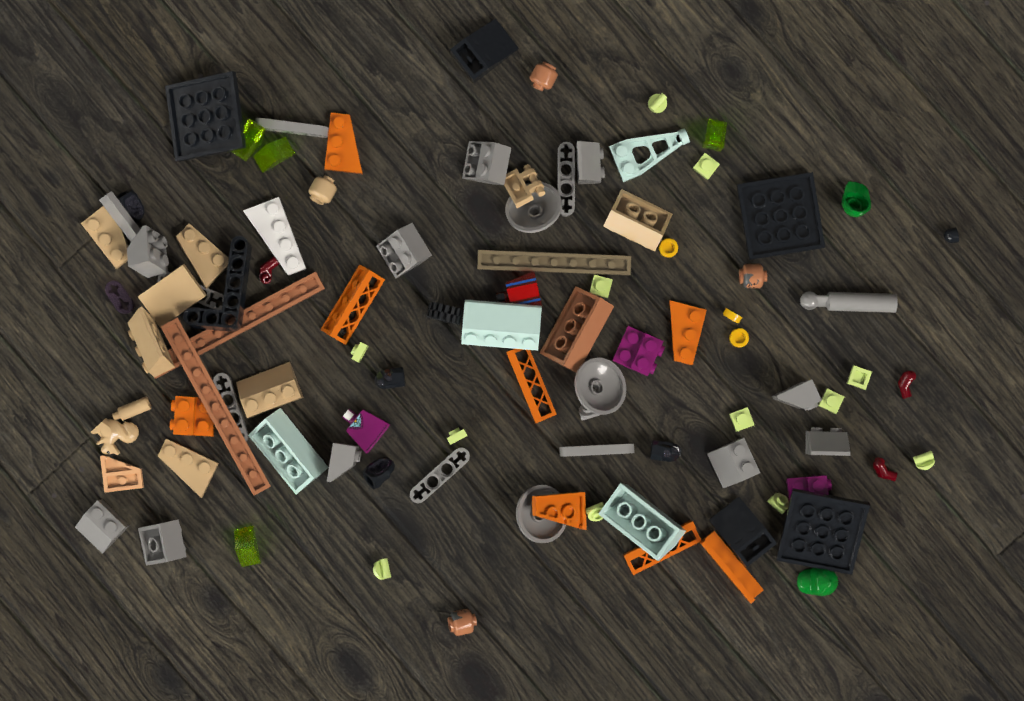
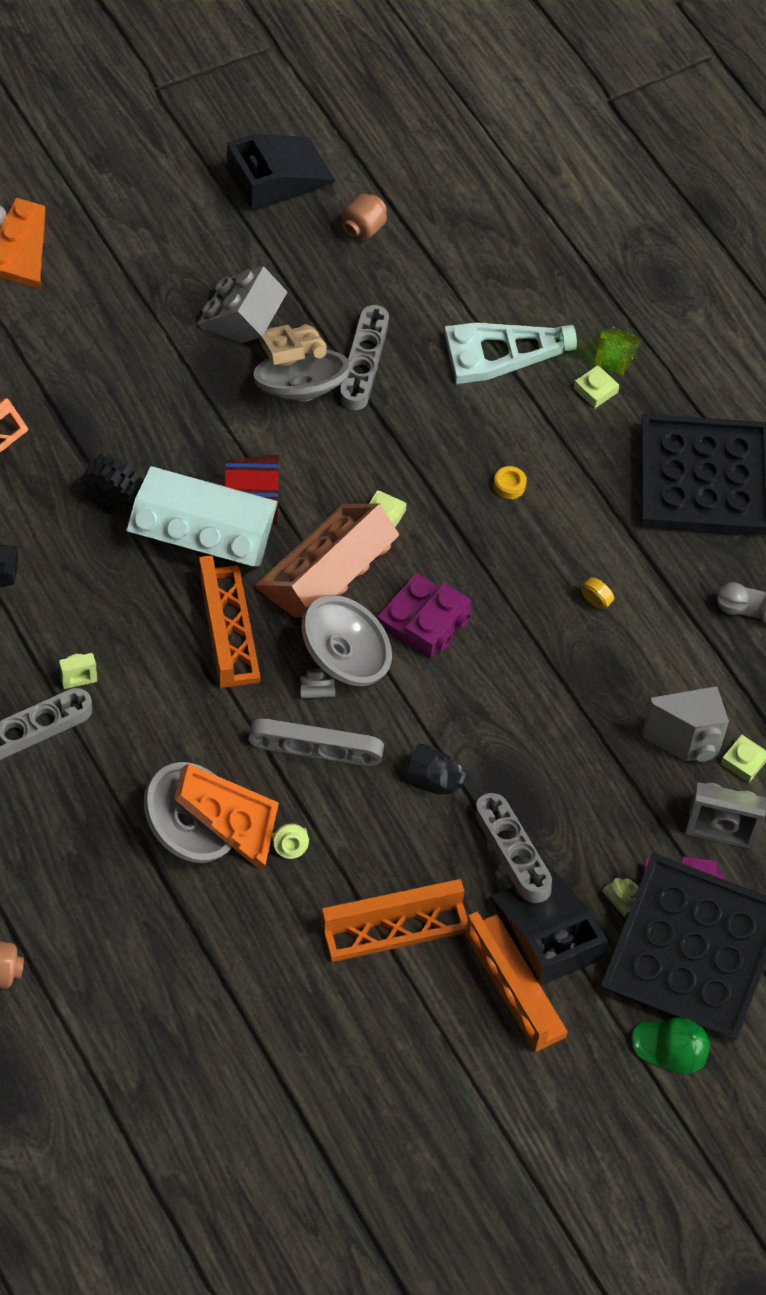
camera: 10 degrees right, 30 degrees down
(403, 250) = (72, 391): light grey slope -> none
(554, 262) = (317, 460): dark tan plate -> none
(588, 162) = (406, 334): light grey slope -> none
(638, 220) = (466, 431): tan slope -> none
(641, 522) = (371, 851): light aqua slope -> none
(657, 103) = (537, 289): yellowish green plate -> none
(686, 330) = (513, 603): orange wing -> none
(718, 490) = (513, 847): none -> light grey beam
(733, 463) = (556, 810): light grey slope -> none
(739, 337) = (602, 632): yellow tile -> none
(741, 419) = (582, 753): yellowish green plate -> none
(752, 276) = (643, 542): nougat head -> none

